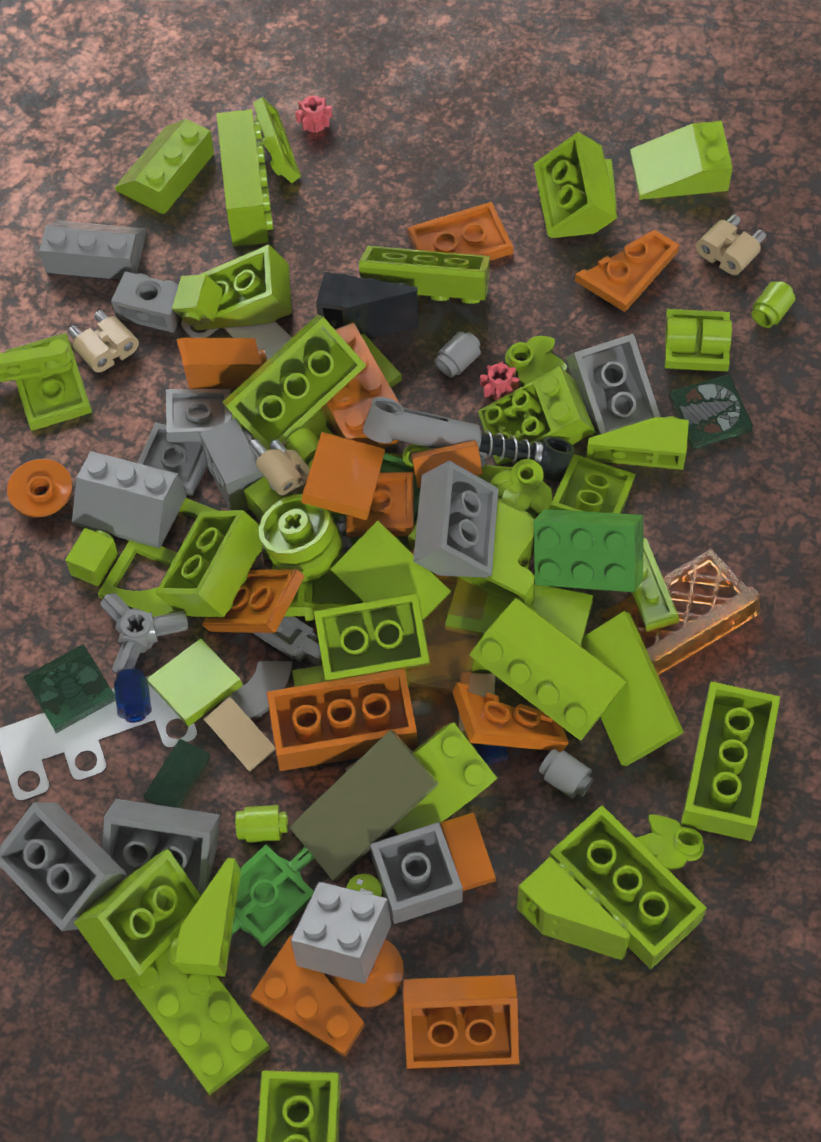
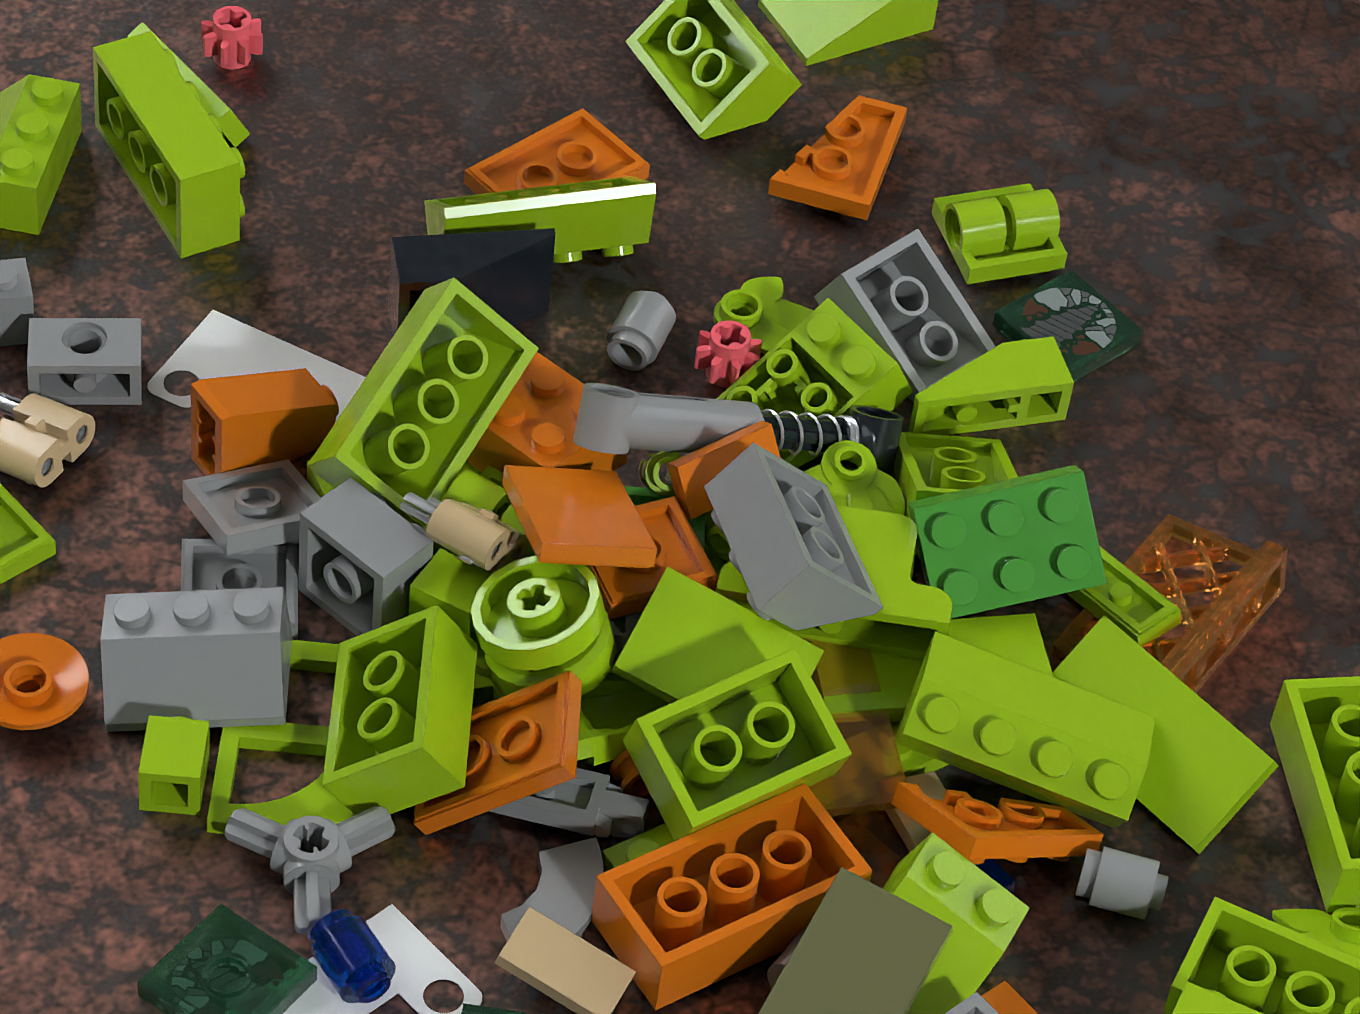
camera: 30 degrees left, 15 degrees down
(194, 682) = (449, 909): lime tile -> none
(197, 299) = (175, 334): lime brick -> none
(253, 290) = (238, 313): lime slope -> none
(728, 247) = (980, 99): tan piece -> none
(772, 304) = (1086, 161): lime brick -> none

